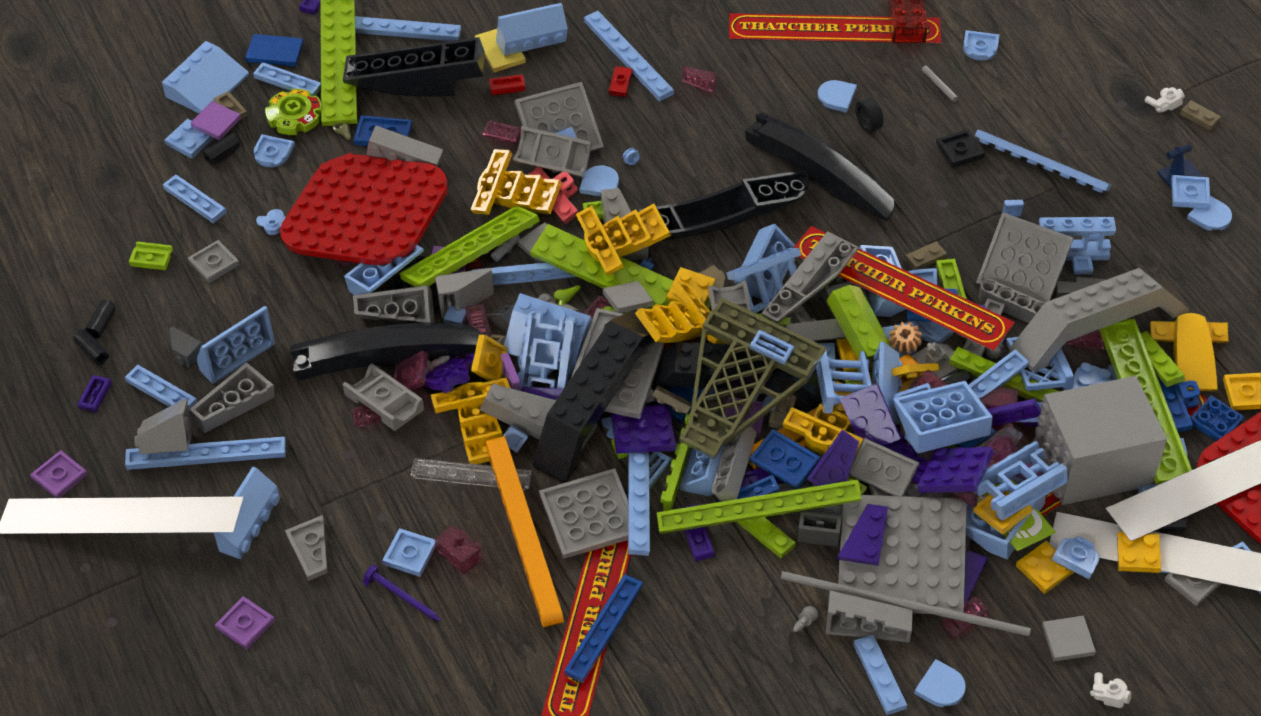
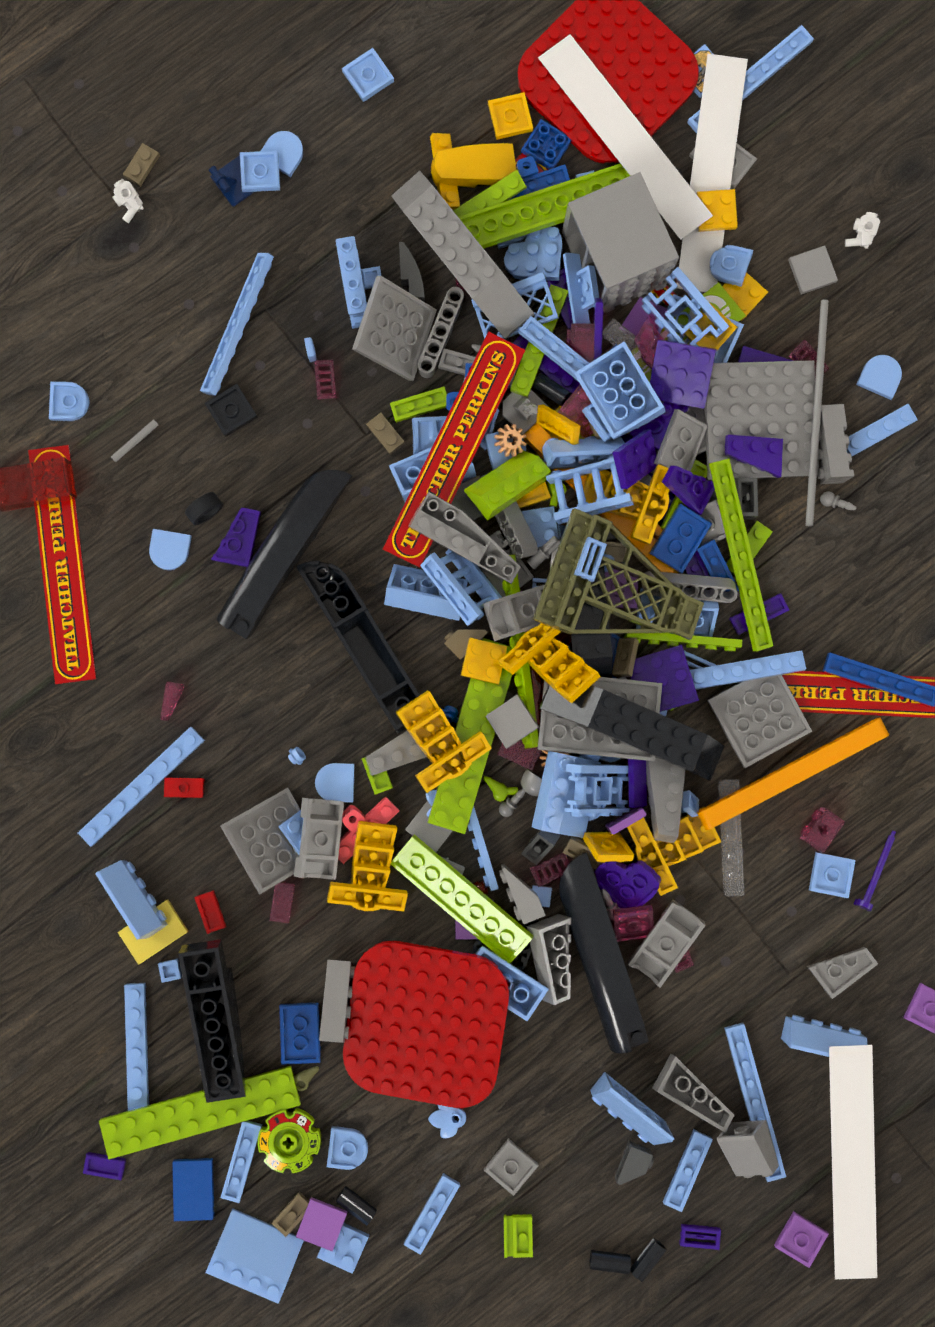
camera: 105 degrees left, 35 degrees up
(844, 143) = (240, 540): none -> dark purple wing
(992, 213) = (321, 363): none -> clear pink slope

